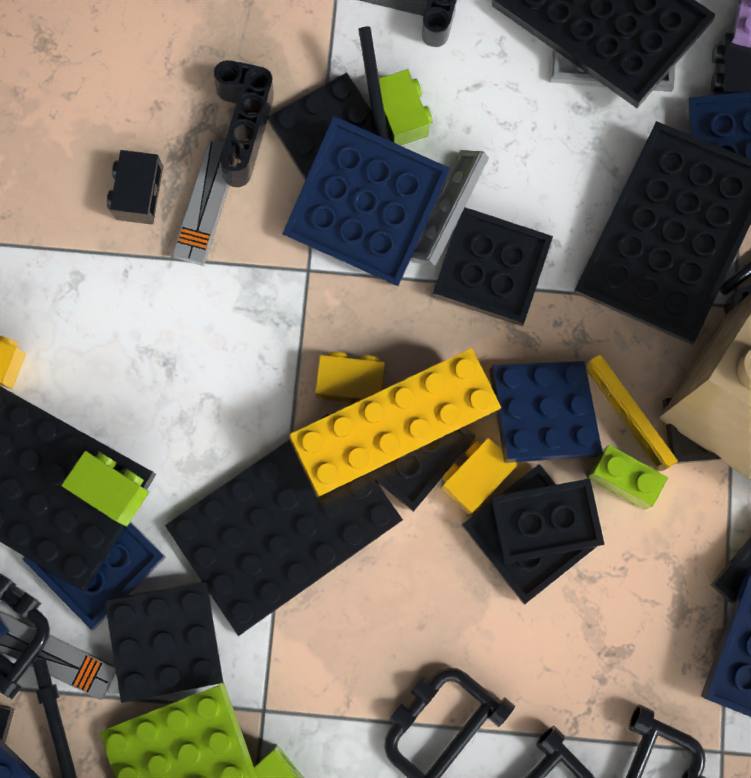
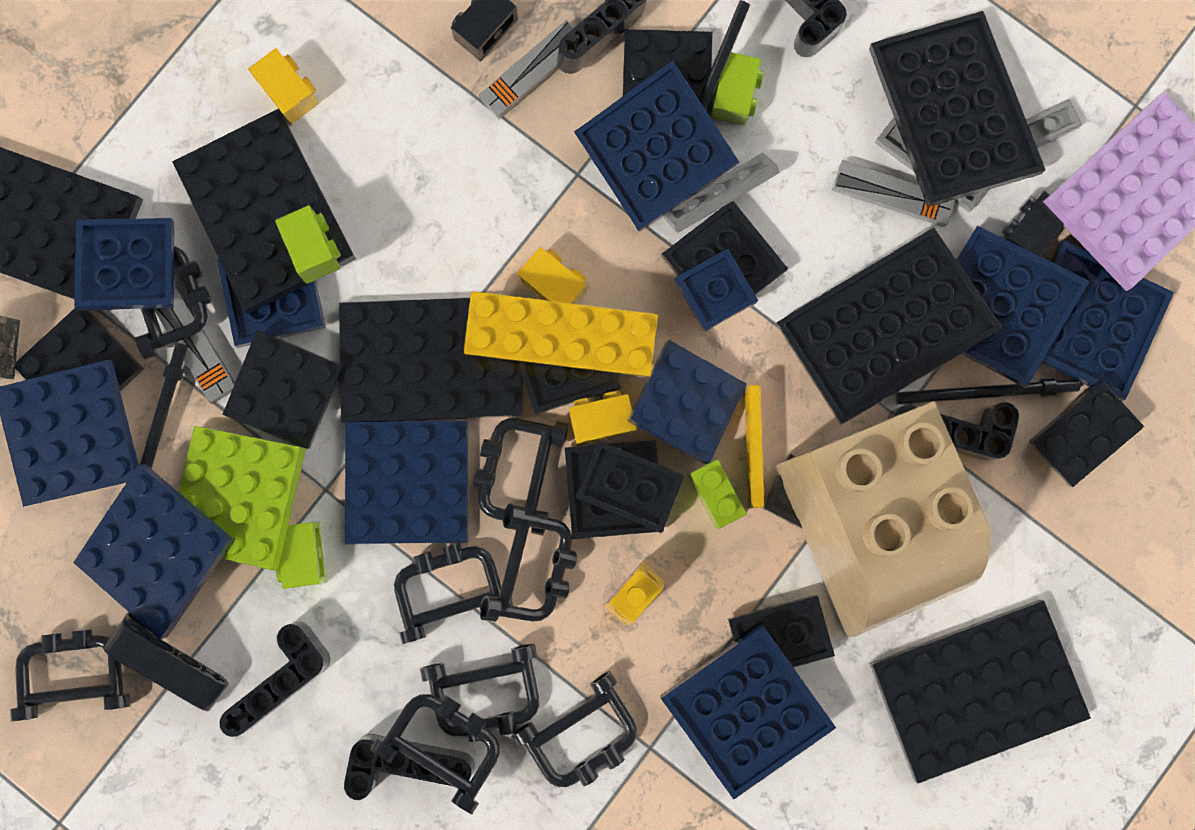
camera: 35 degrees right, 5 degrees up
(336, 653) = (406, 482): none -> dark blue plate
(406, 601) = (492, 451): none -> black bar
(467, 618) = (555, 587): none -> black bar
(504, 295) = (716, 290): none -> dark blue plate
(593, 117) = (889, 193): none -> light grey tile
(616, 618) = (635, 594): none -> yellow torso

